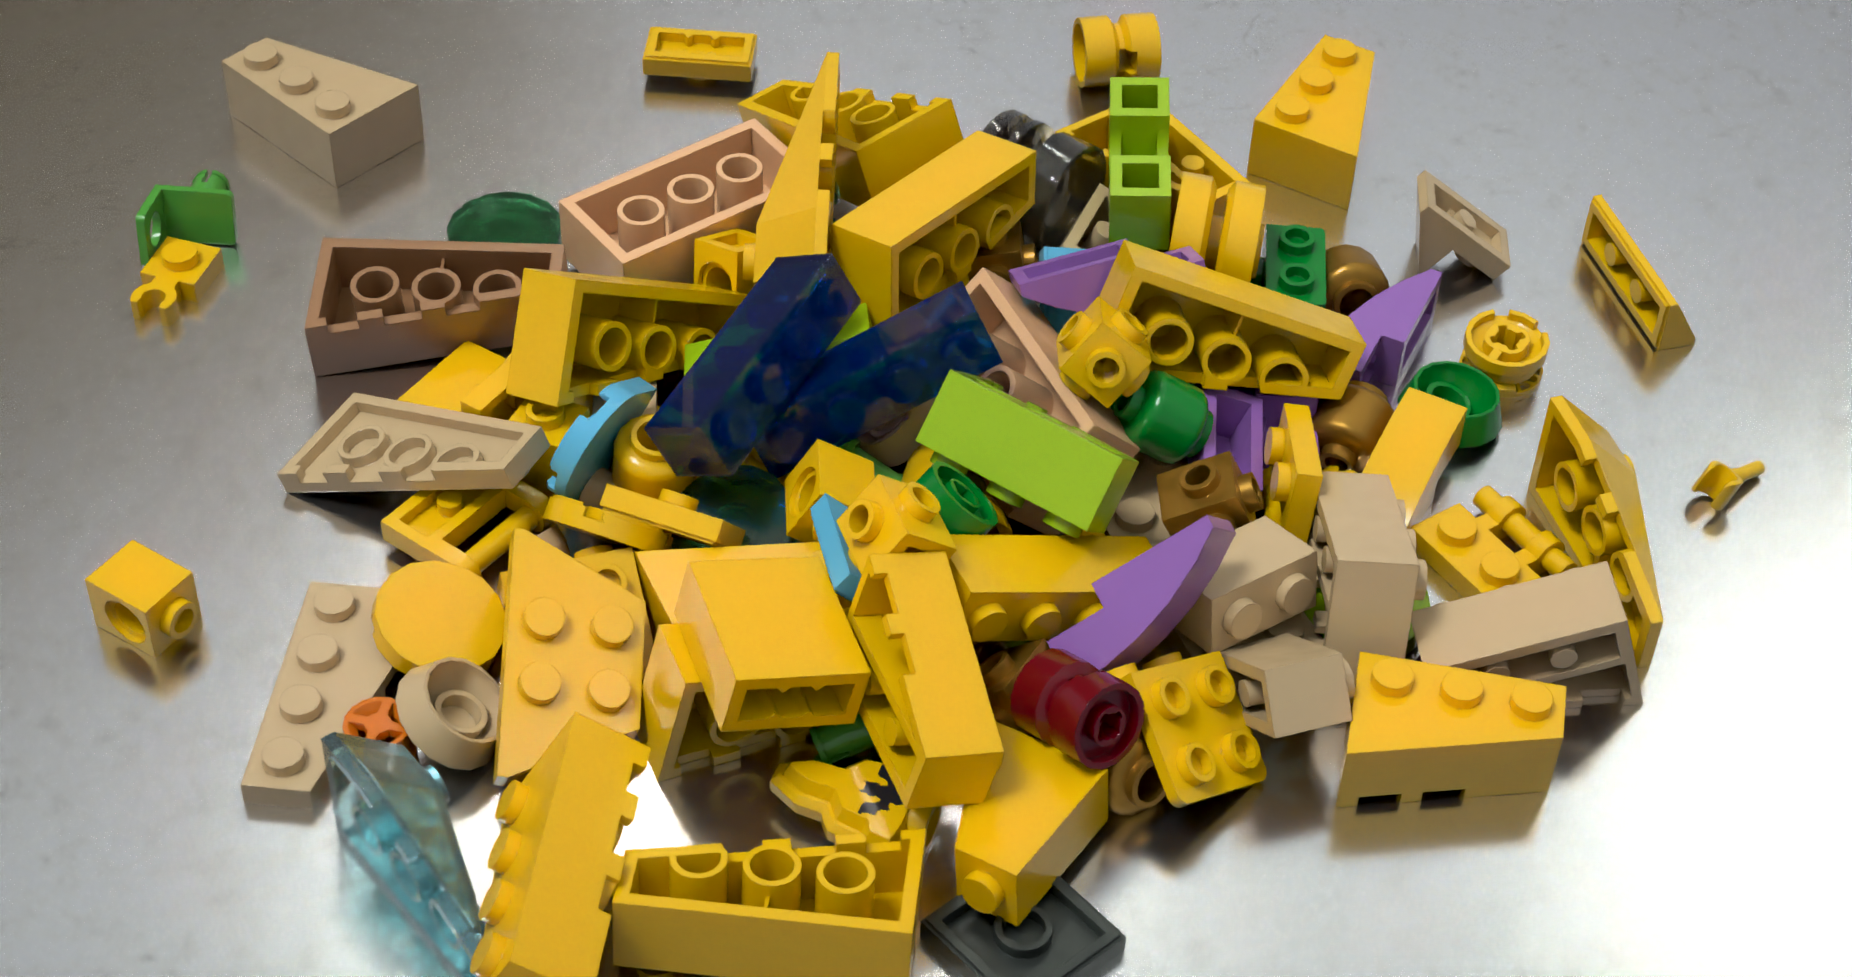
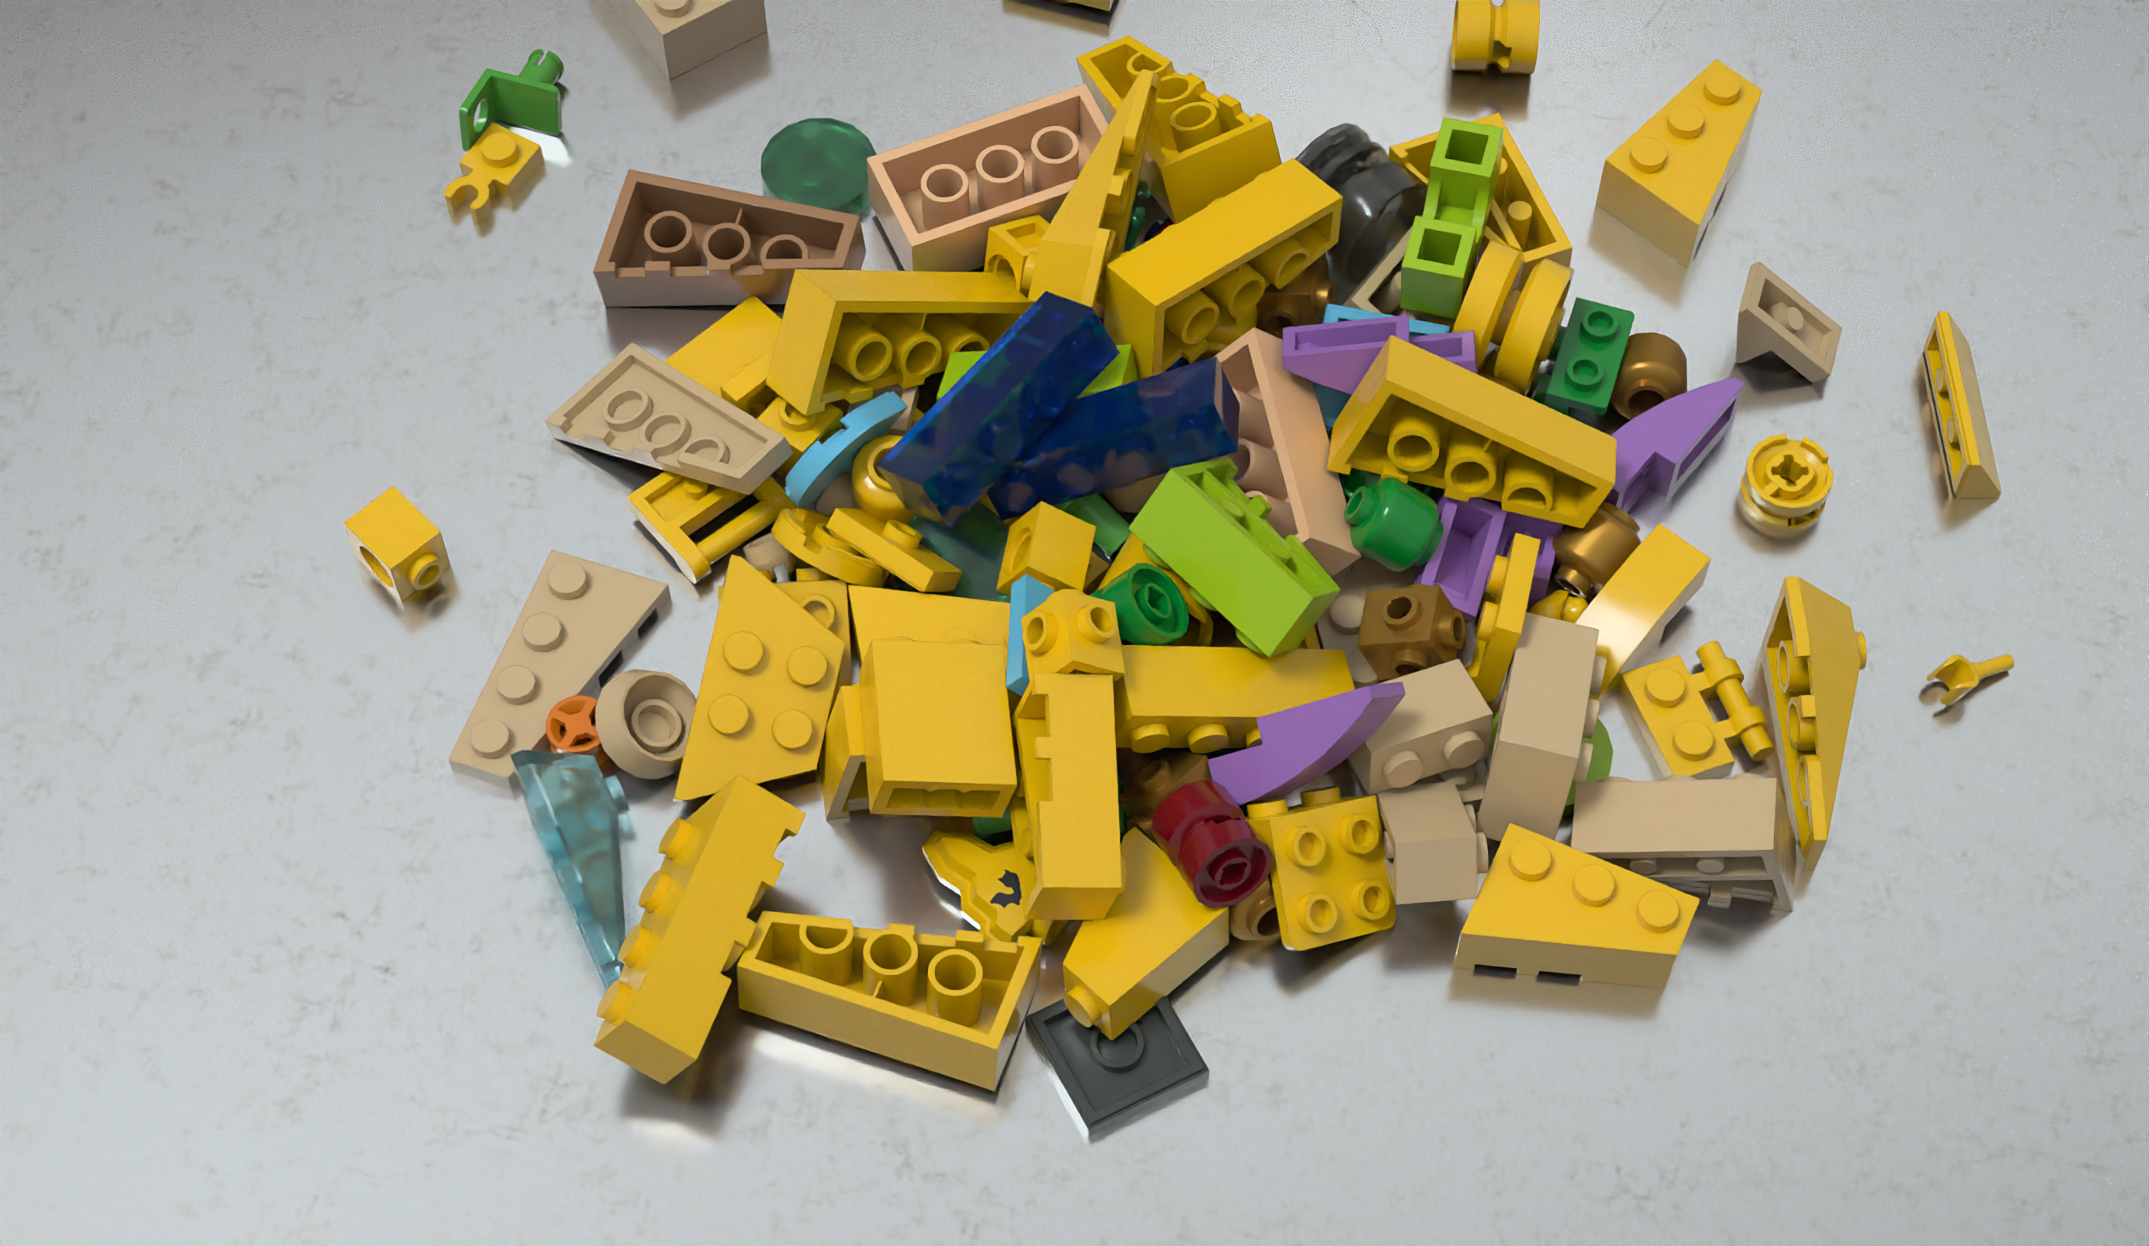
camera: 15 degrees right, 15 degrees up
(436, 614) = (656, 616): yellow tile -> none
(1098, 335) = (1338, 459): yellow brick -> none
(1467, 388) = (1723, 520): green hat -> none

